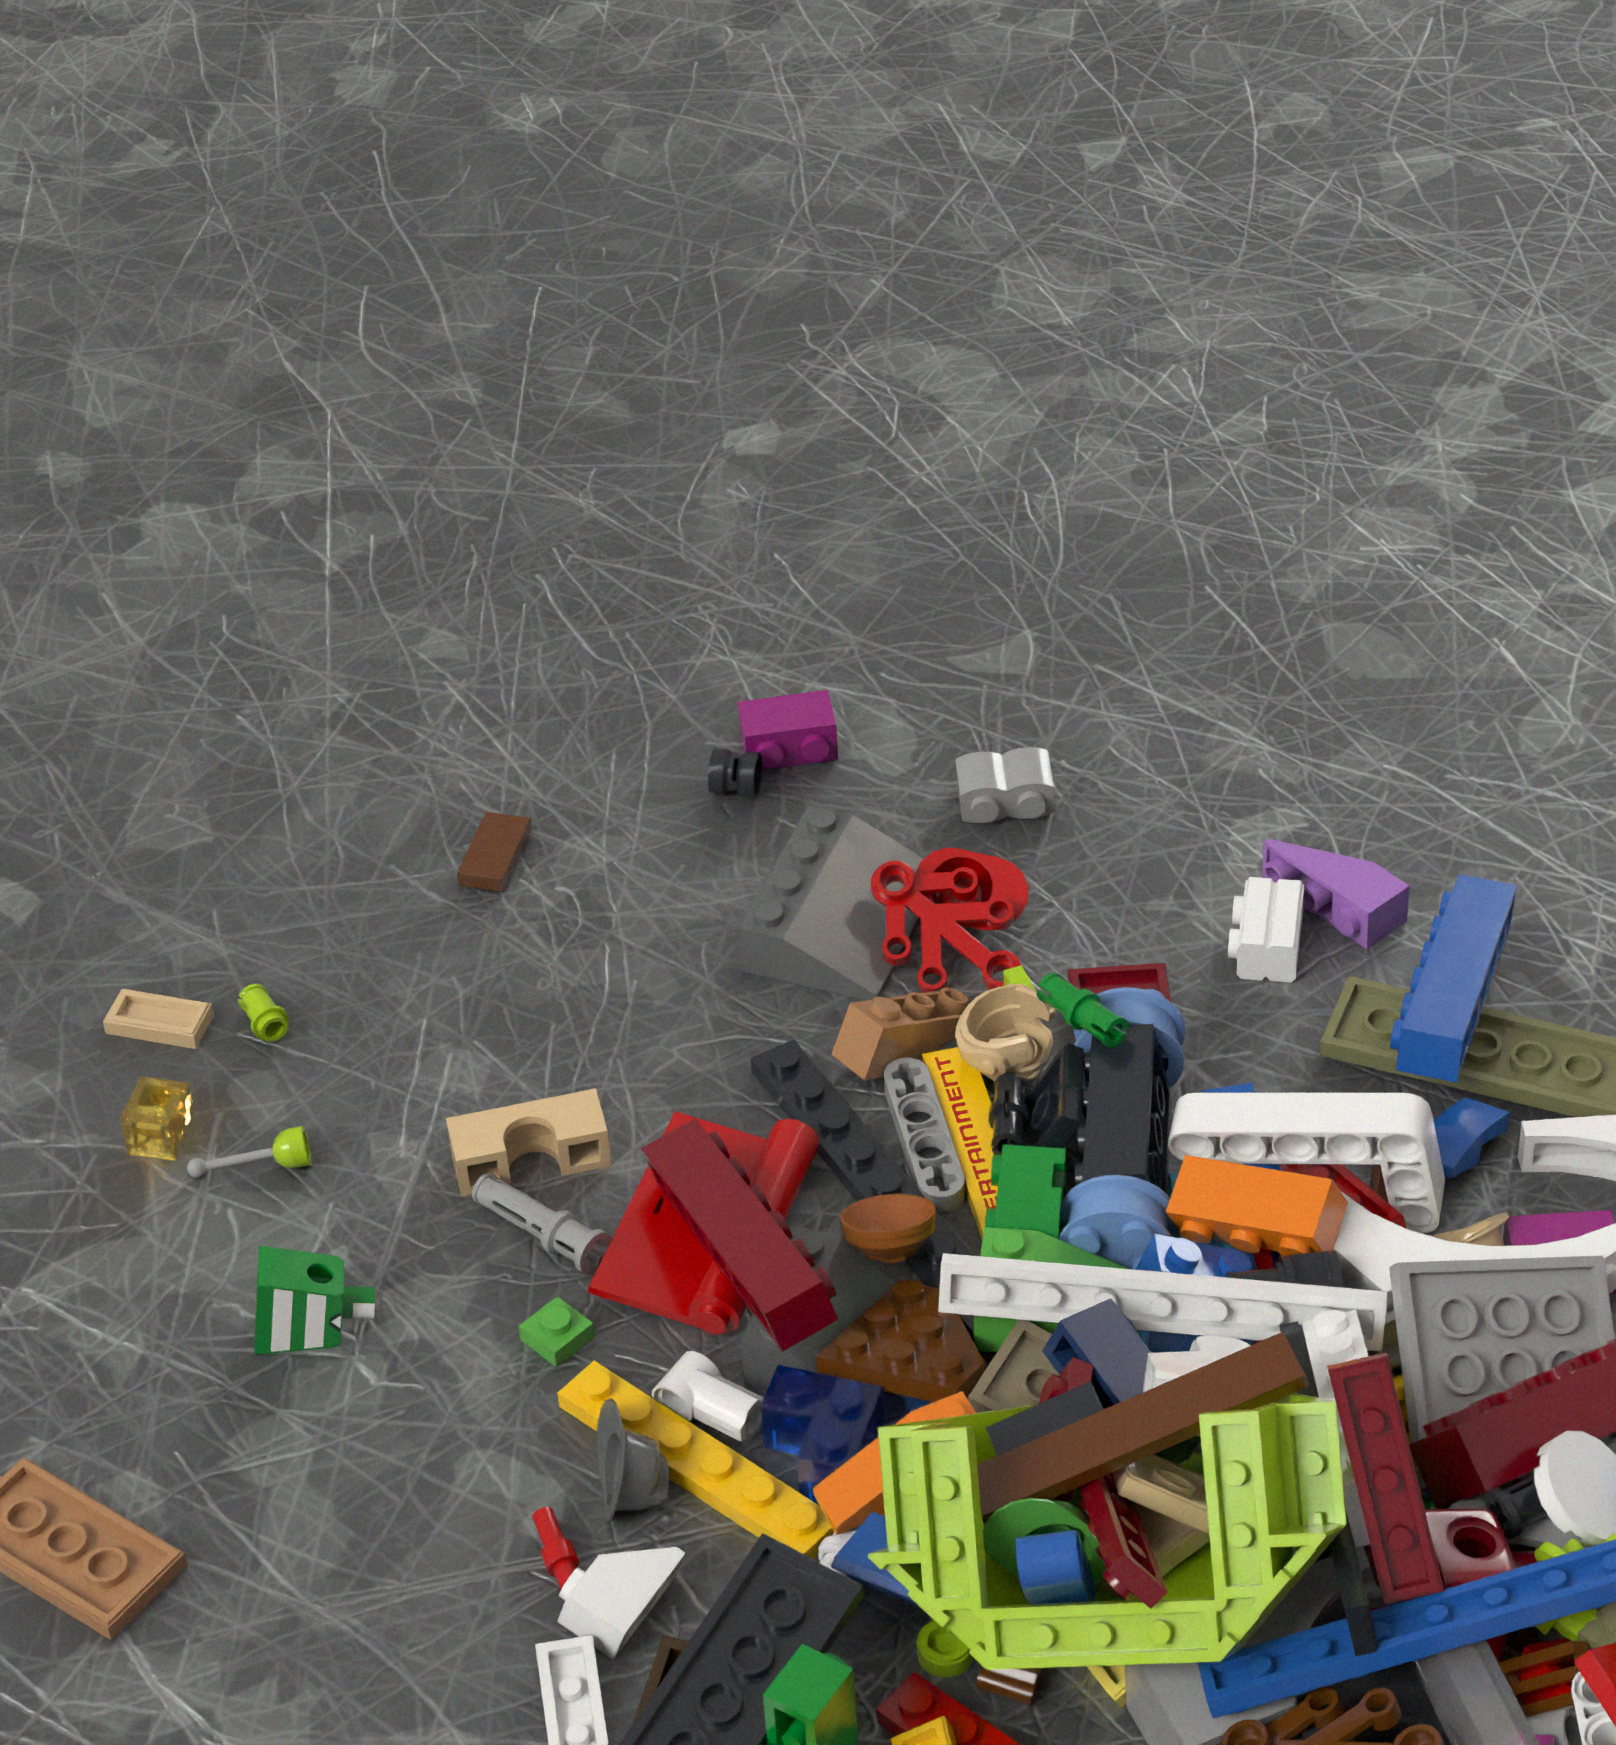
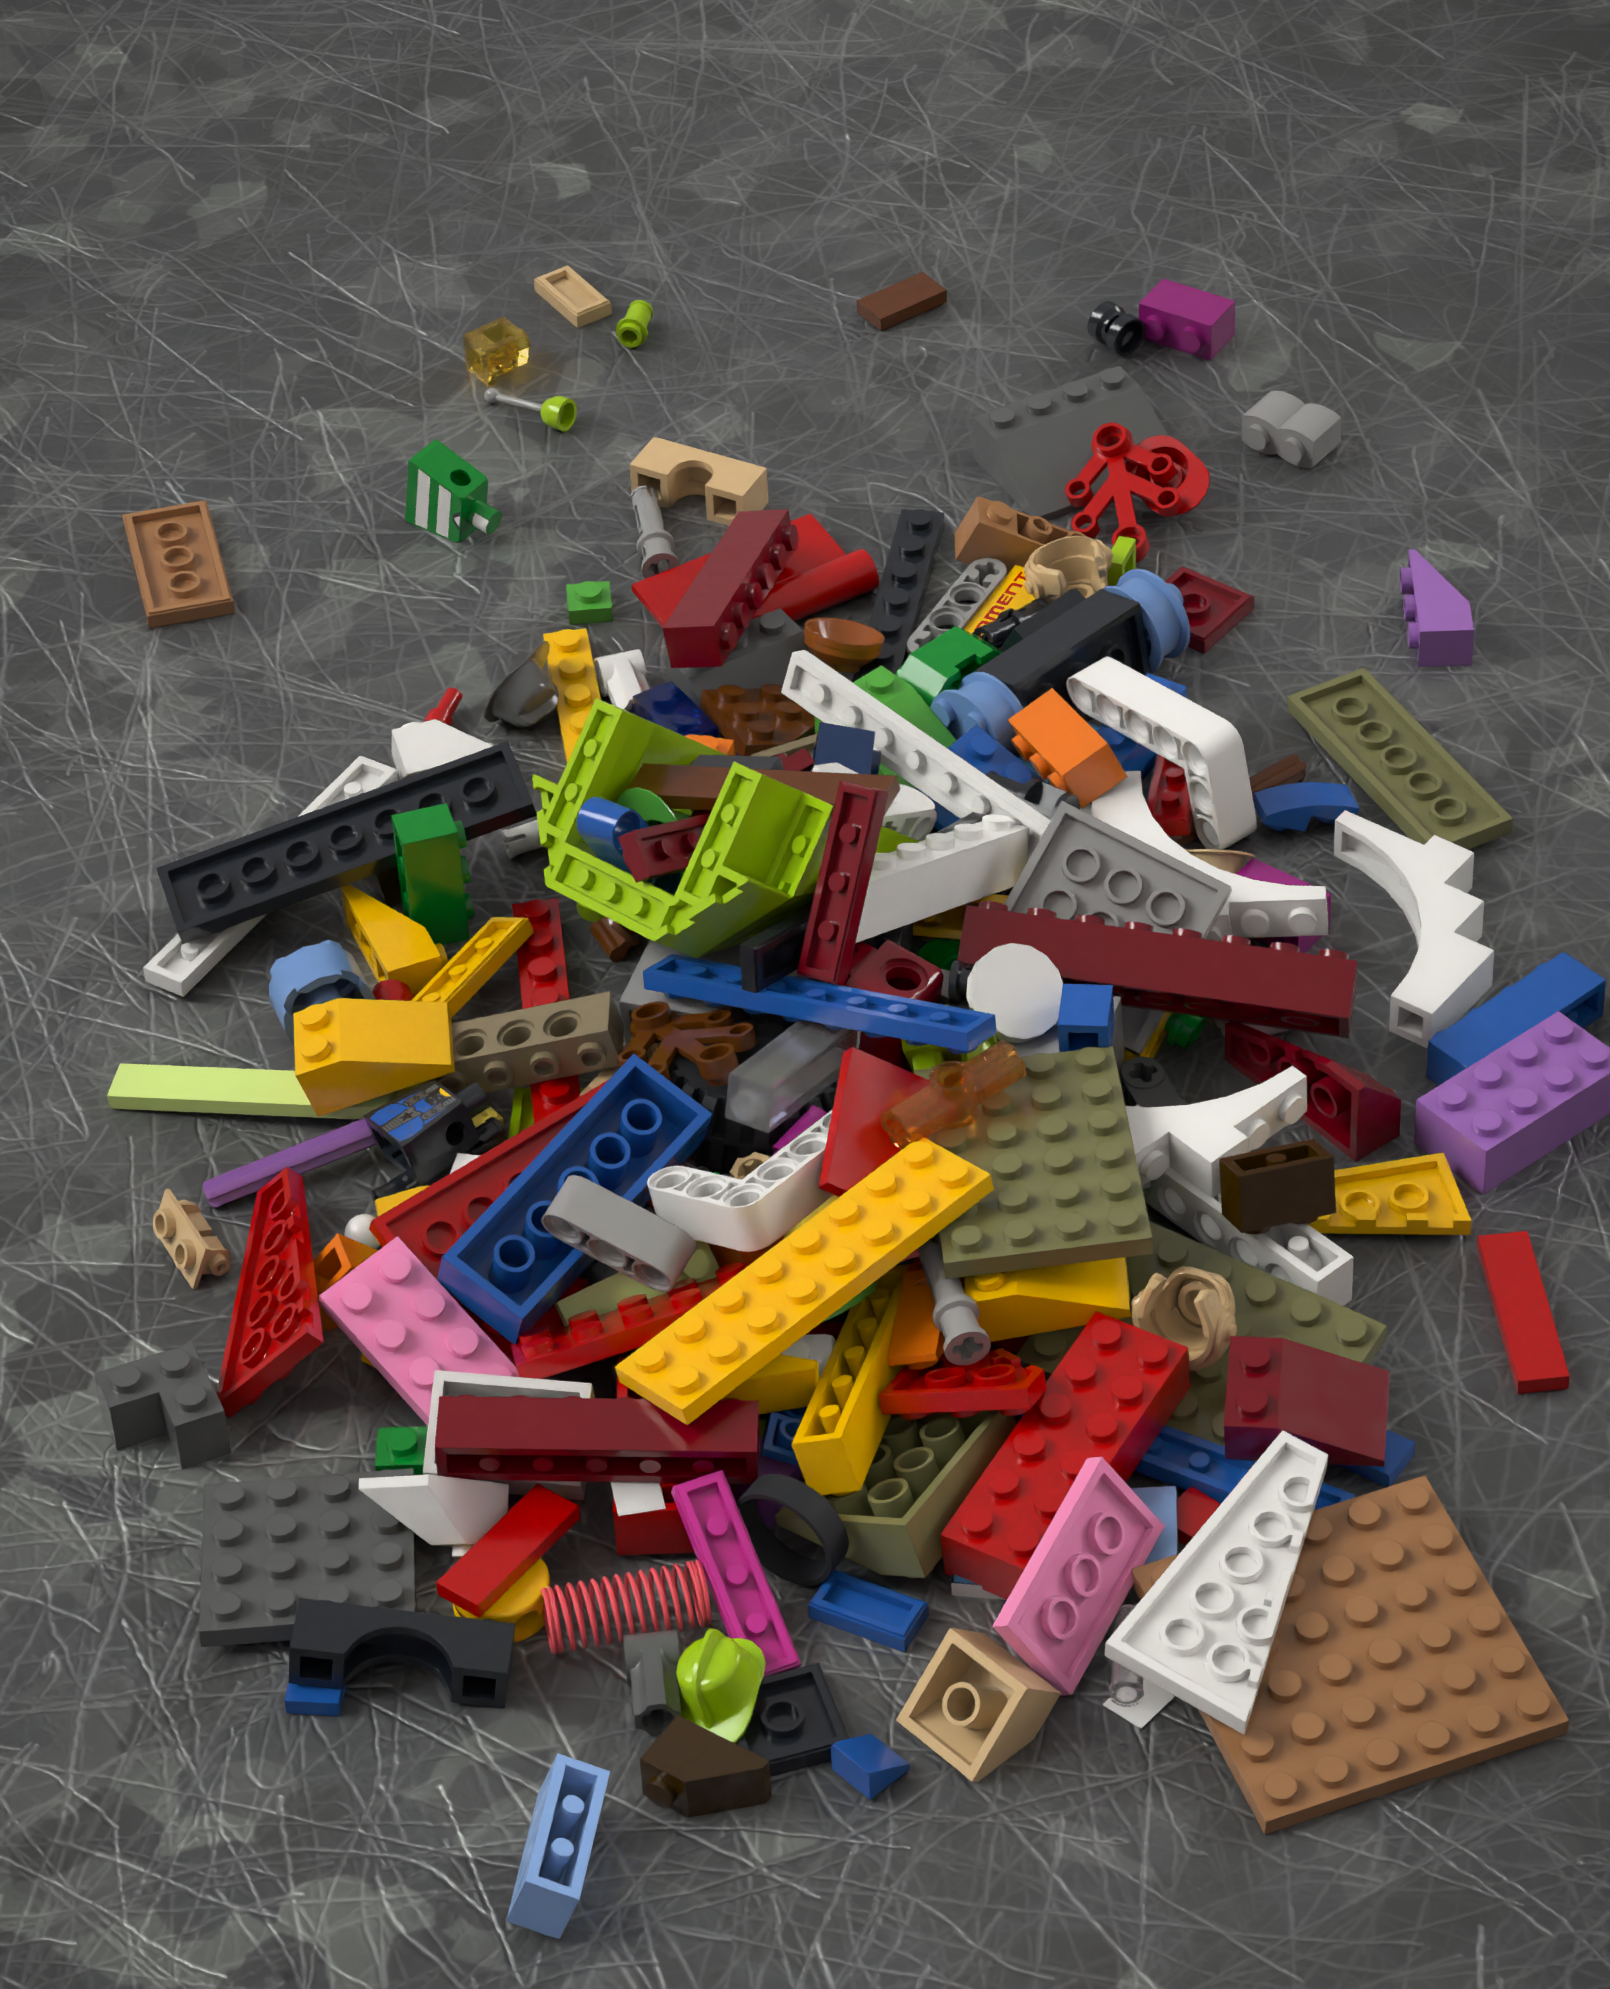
camera: 40 degrees right, 0 degrees up
(1082, 1009) = (1101, 569): green pin -> none
(1269, 929) = (1351, 612): white brick -> none
(1453, 978) = (1424, 701): brick -> none

